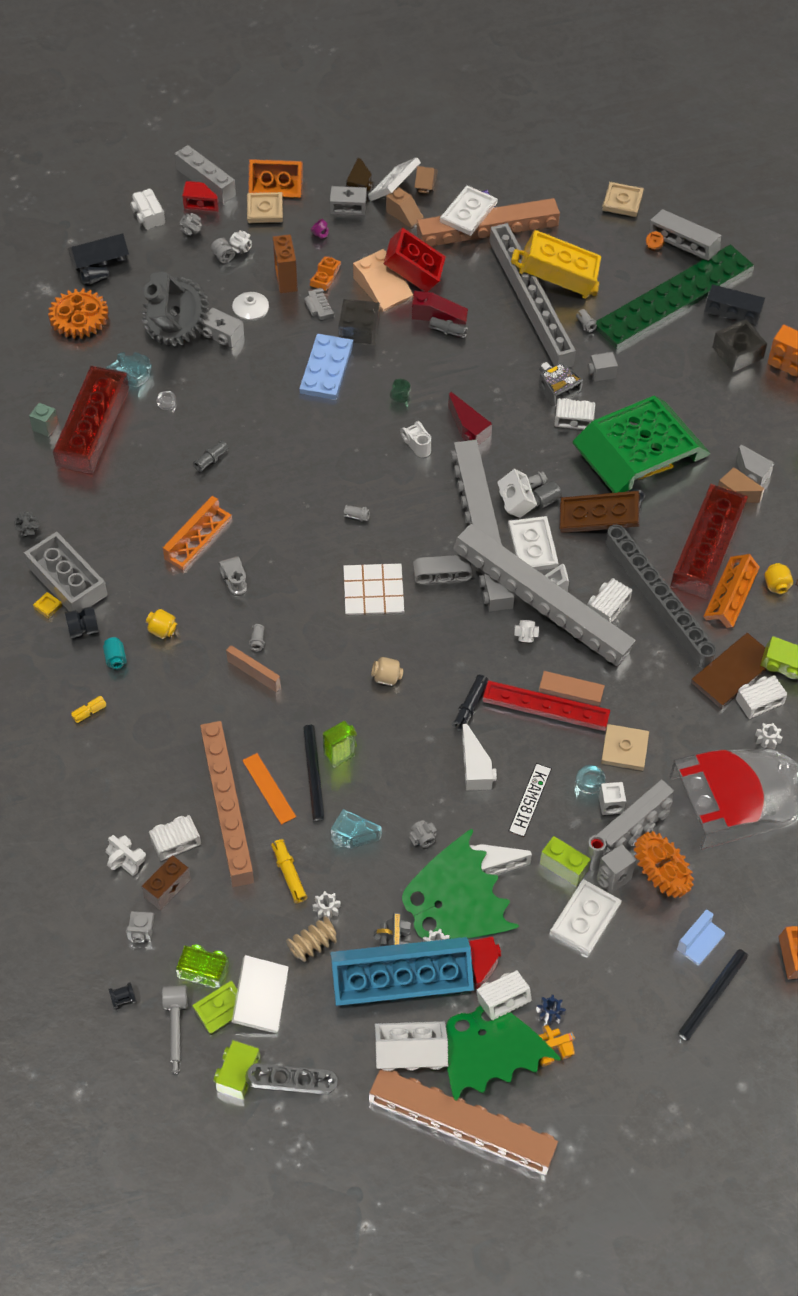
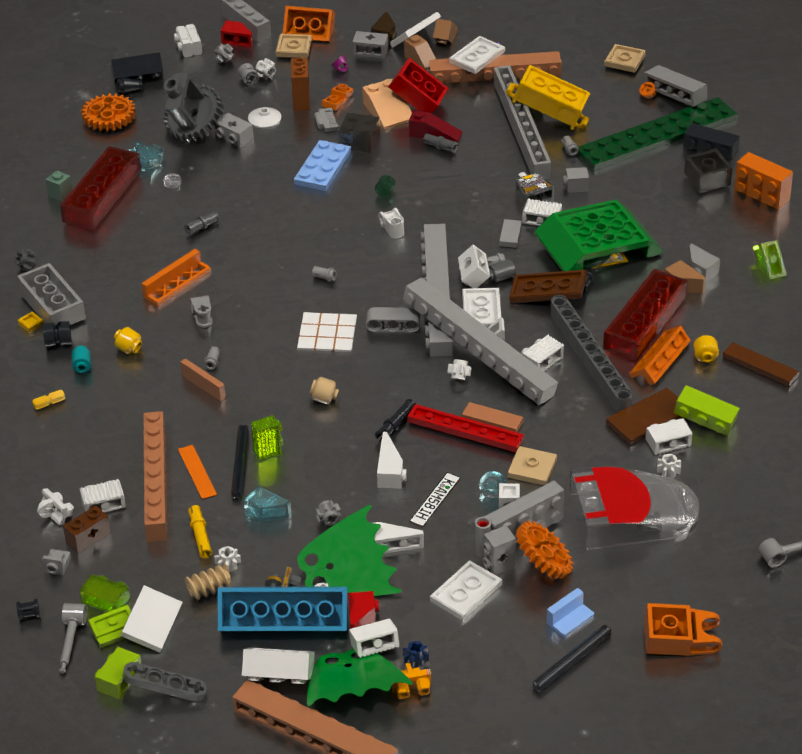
camera: 10 degrees right, 15 degrees down
(468, 421) = (444, 212): dark red slope -> none
(544, 442) = (510, 233): none -> light grey tile
(565, 861) = (454, 543): lime brick -> none

